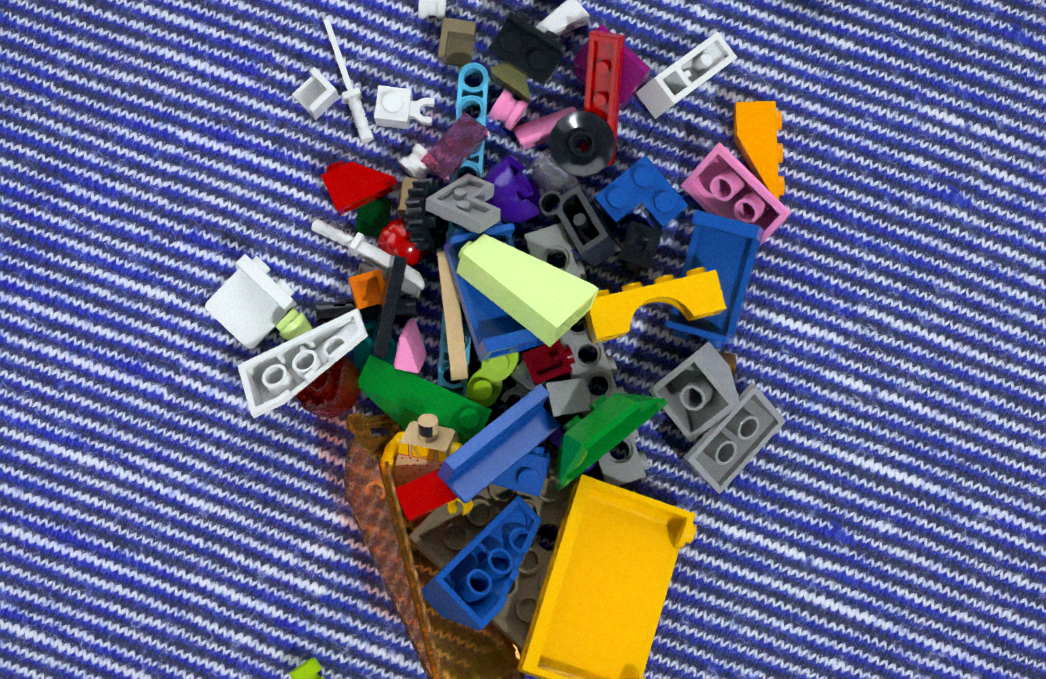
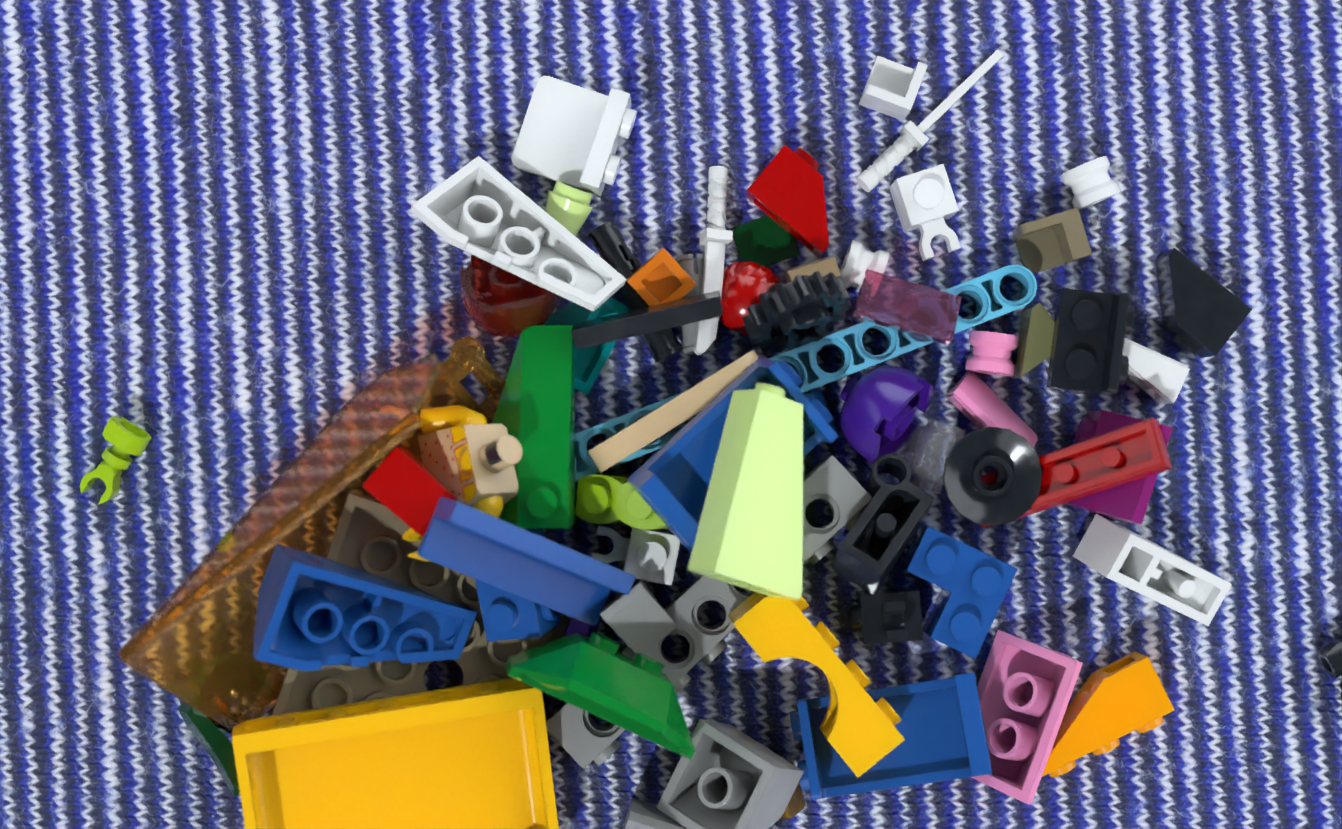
camera: 70 degrees right, 5 degrees up
(411, 349) = (605, 376): bright pink slope -> none
(465, 204) = (832, 356): light grey plate -> none
(548, 362) = (665, 570): dark red bracket -> none

